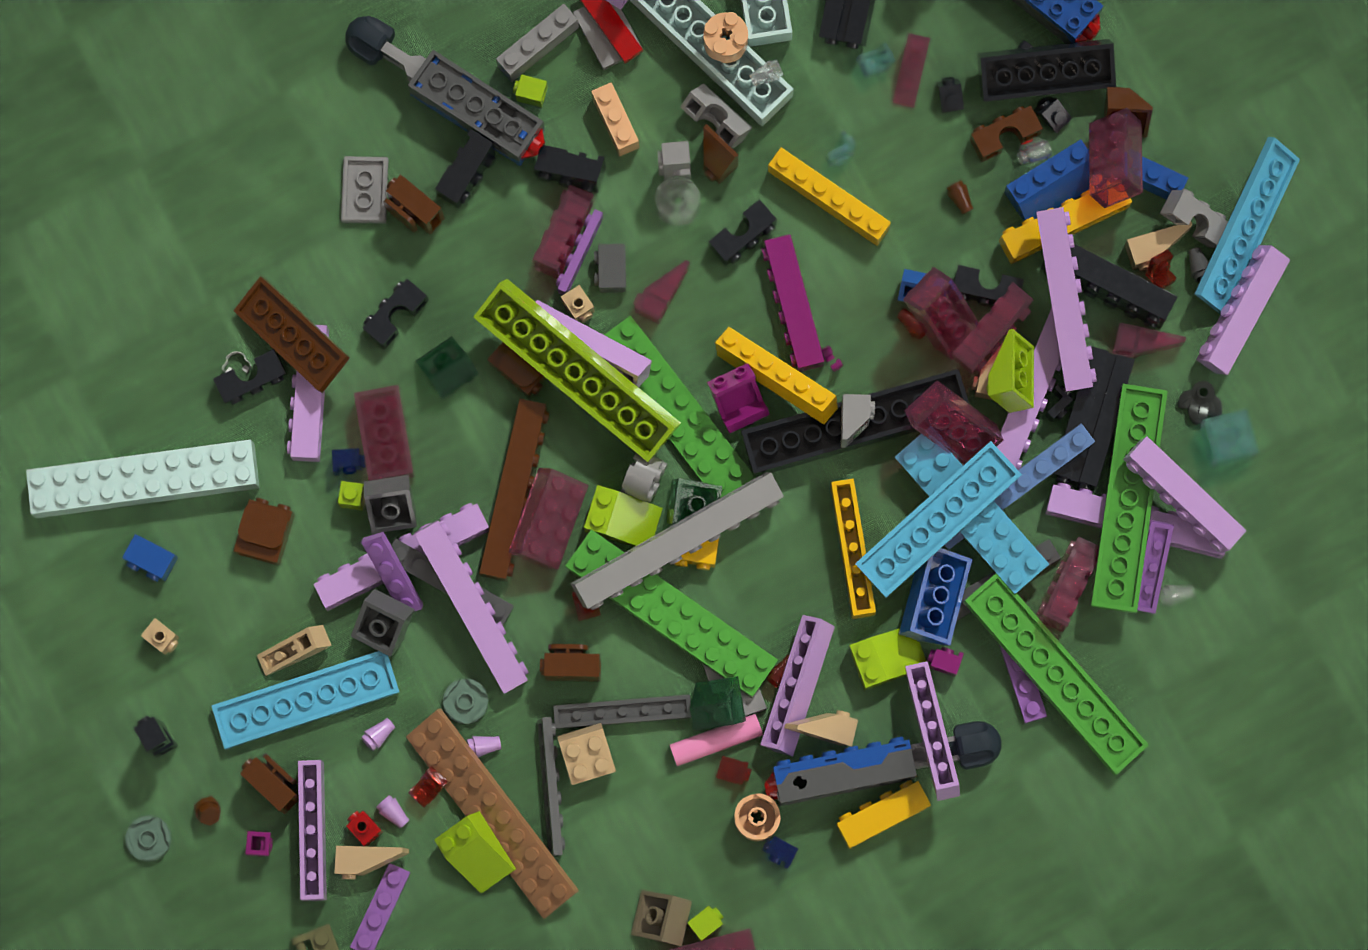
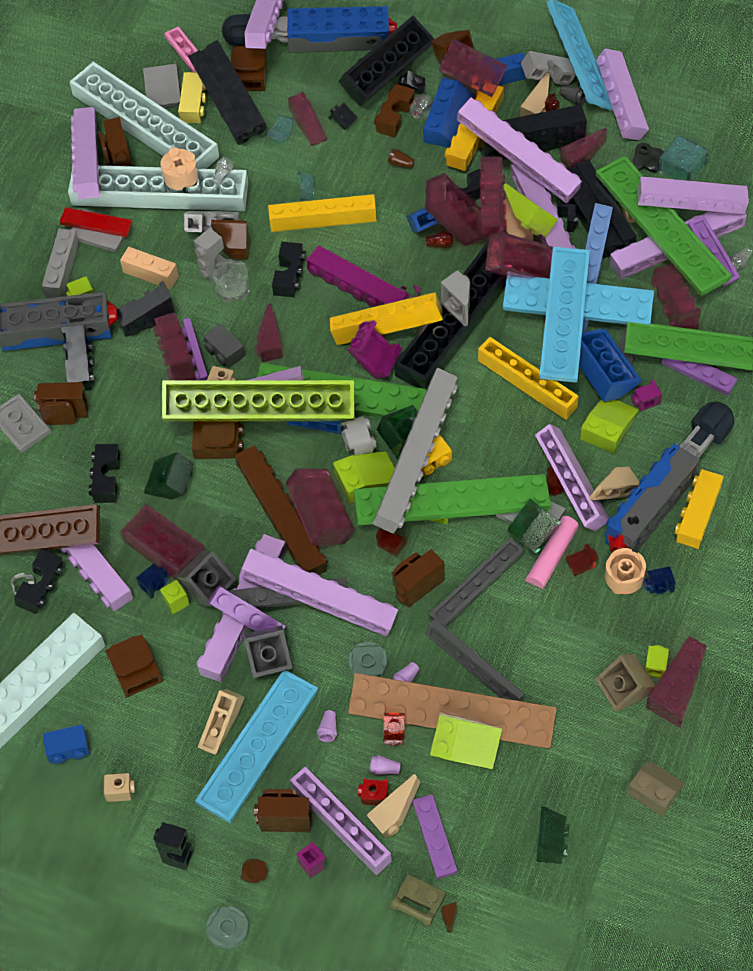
camera: 40 degrees left, 20 degrees down
(586, 754) = (479, 622): tan brick -> none
(932, 731) = (683, 427): lavender brick -> none

